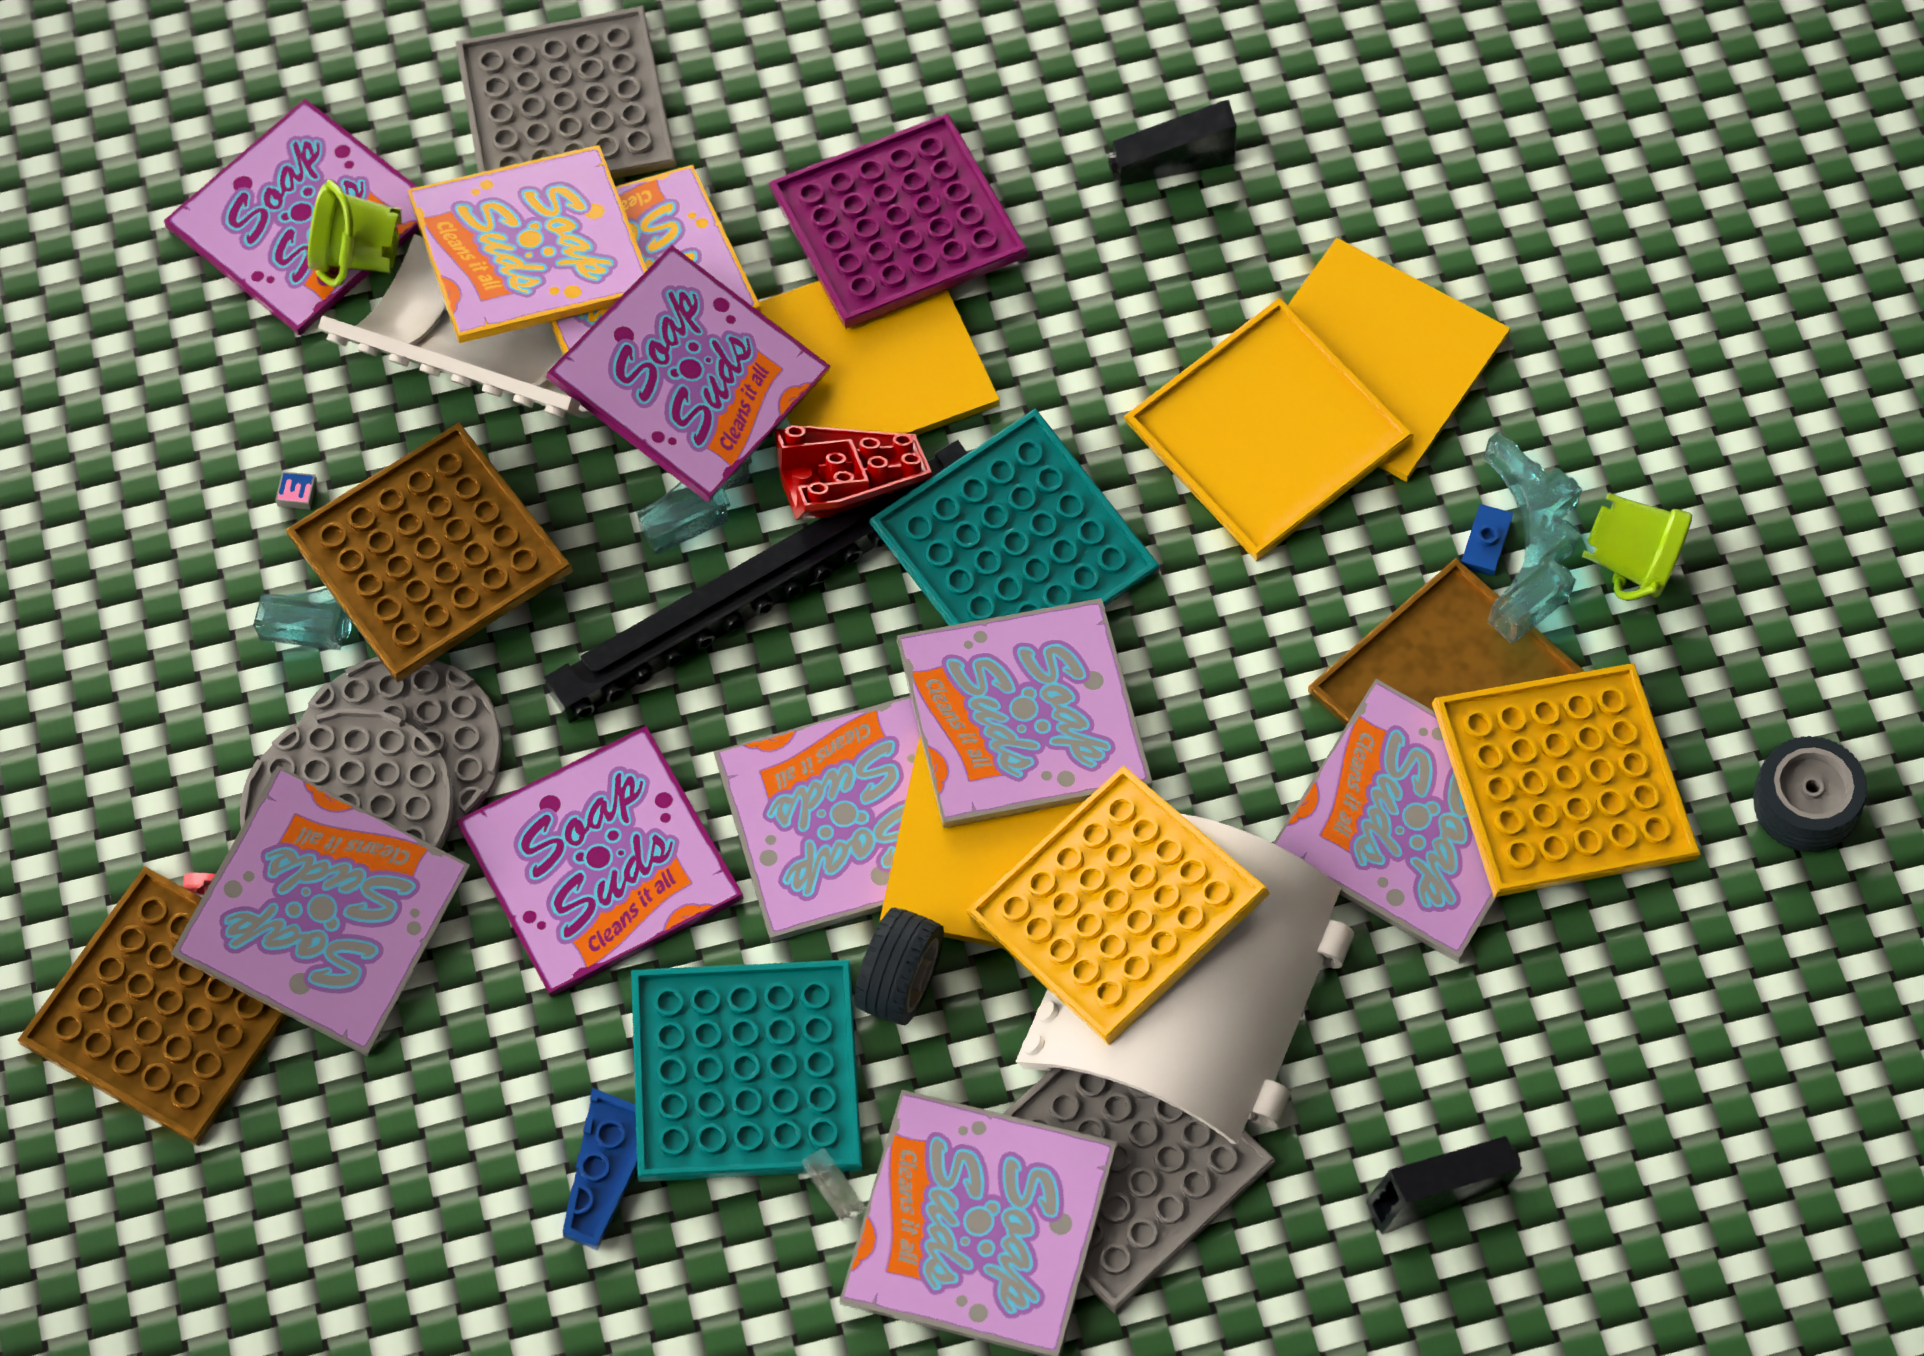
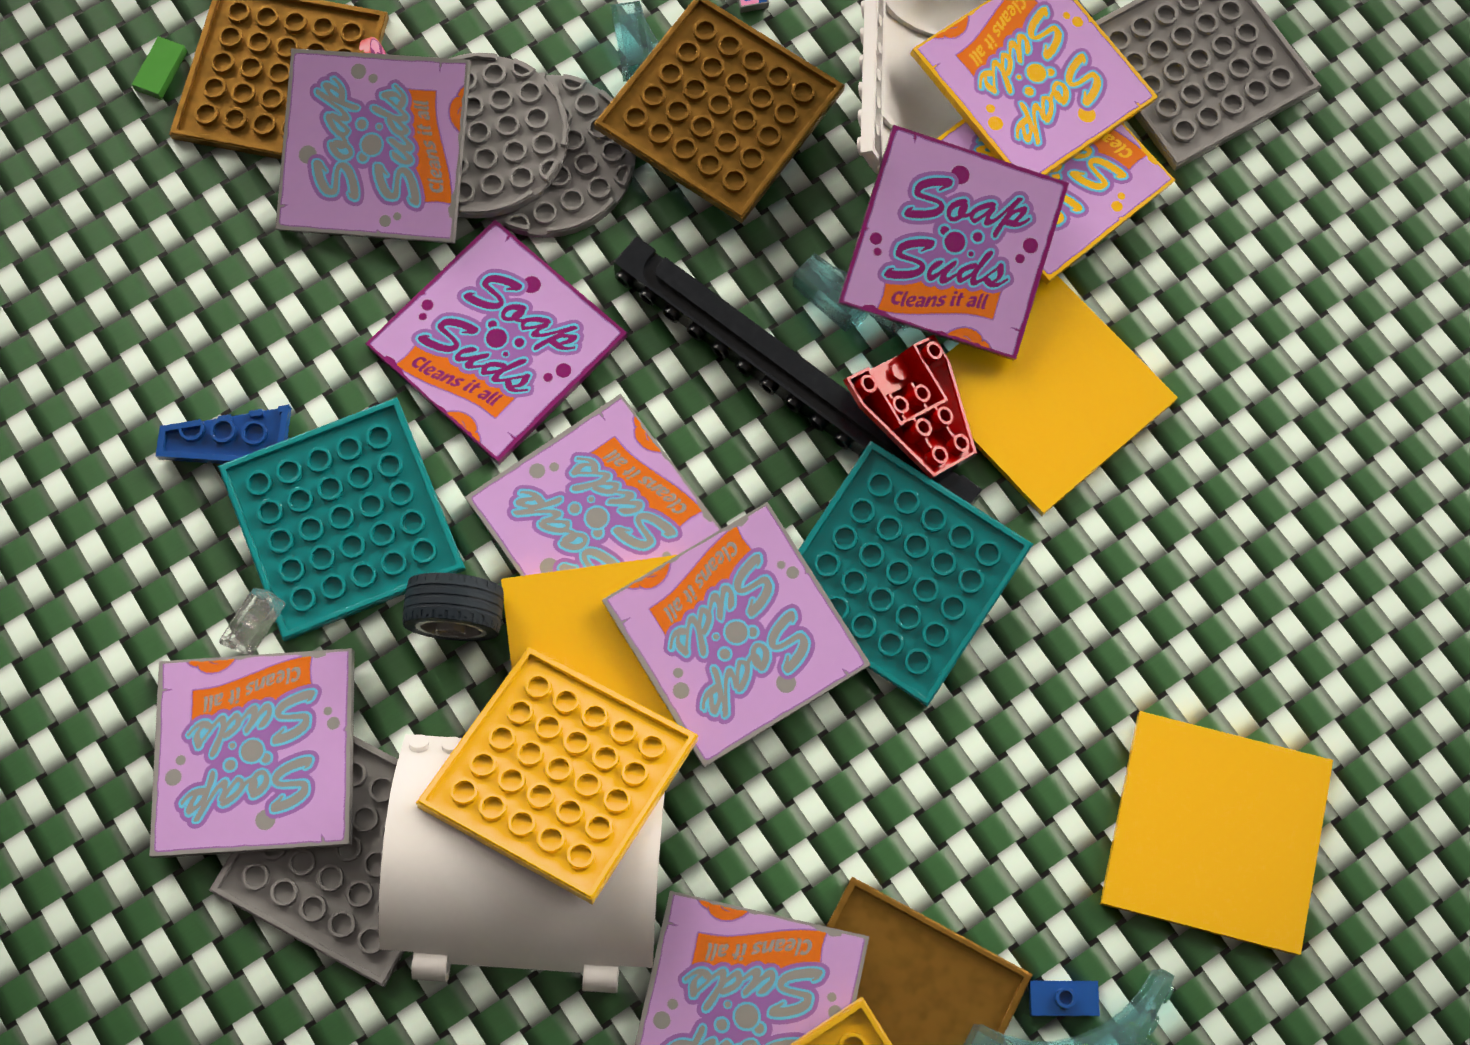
camera: 65 degrees right, 10 degrees up
(100, 1134) = (159, 68): none -> bright green tile
(897, 220) = (1191, 367): magenta tile -> none
(1177, 146) = (1366, 581): black slope -> none
(1268, 428) = (1104, 760): yellow tile -> none

